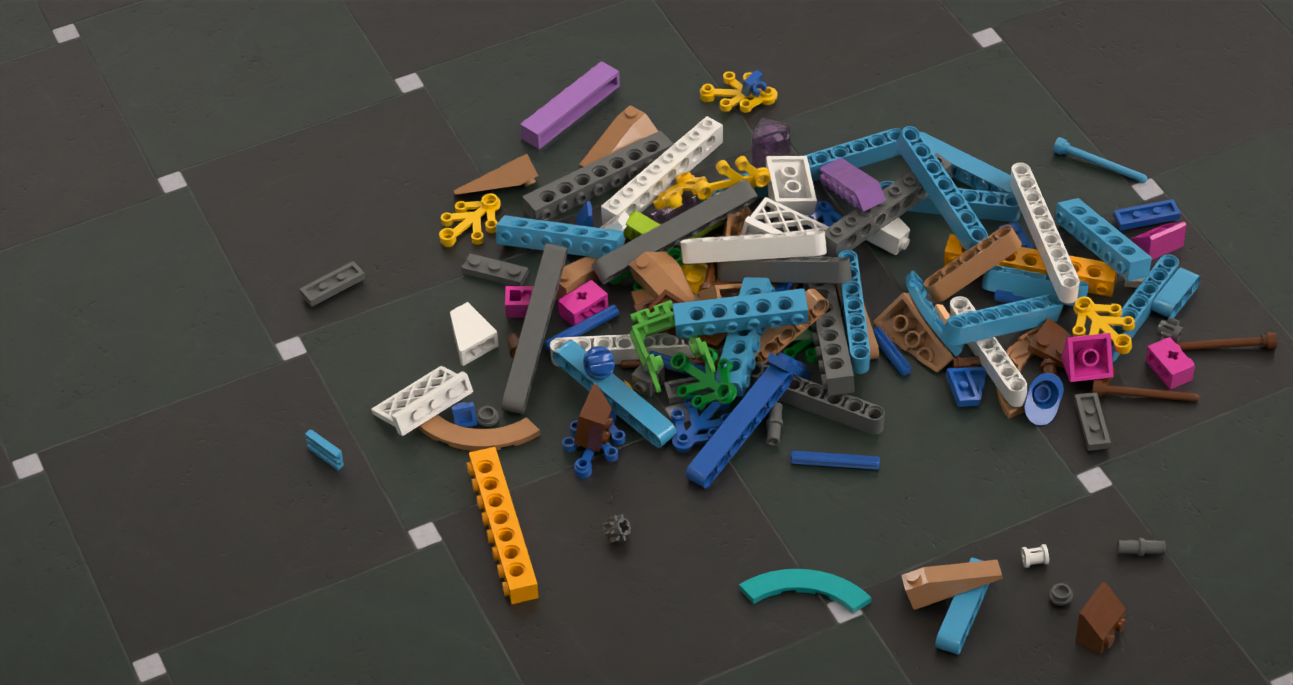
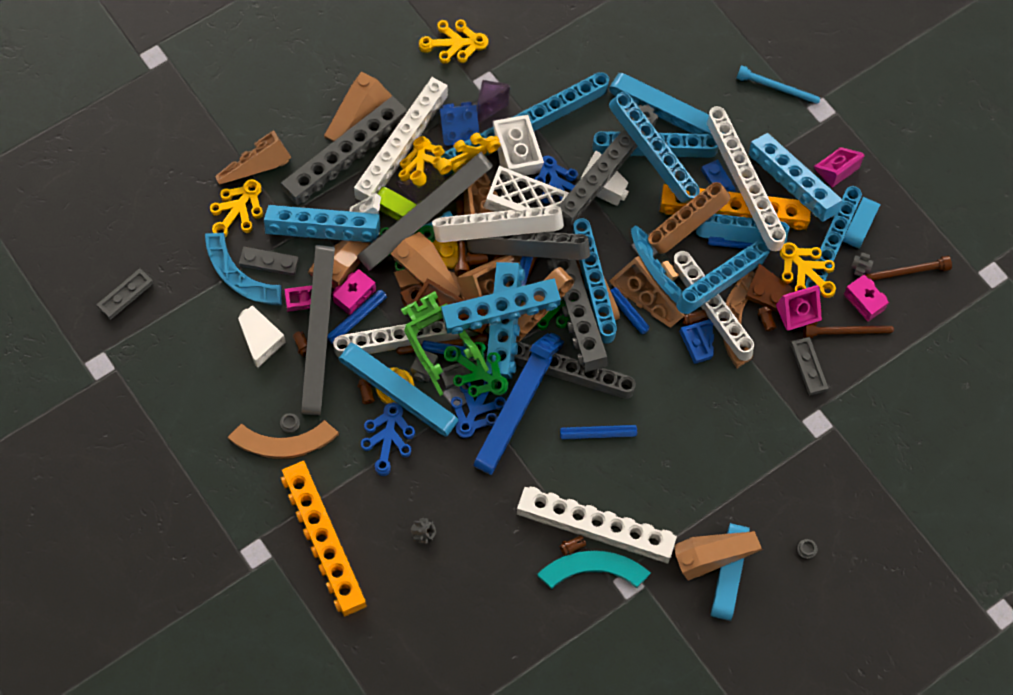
camera: 15 degrees left, 20 degrees up
(324, 449) = (151, 477): dark azure tile -> none
(420, 409) = (237, 420): white fence -> none
(456, 282) = (235, 278): none -> dark azure tile
(464, 414) = (269, 424): blue tile -> none
(570, 105) = (305, 71): medium lavender brick -> none
(578, 396) = (366, 391): none -> reddish brown pin
(585, 216) = (339, 196): blue slope -> none
(594, 421) = (388, 426): reddish brown slope -> none
(598, 362) = (383, 369): blue piece -> none
(729, 153) = (458, 122): none -> blue bracket
(752, 83) = (466, 35): blue tile -> none
(774, 425) = (541, 402): dark grey pin -> none
(785, 561) = (572, 545): none -> reddish brown pin
(816, 544) = (603, 533): none -> white brick
(852, 184) = (574, 147): medium lavender brick -> none
(1035, 556) = (786, 509): white bush -> none
(1043, 398) = (766, 350): blue piece -> none
(1100, 620) = (845, 576): reddish brown slope -> none
(1141, 546) = (866, 491): dark grey pin -> none
(1146, 214) = (825, 140): blue plate -> none

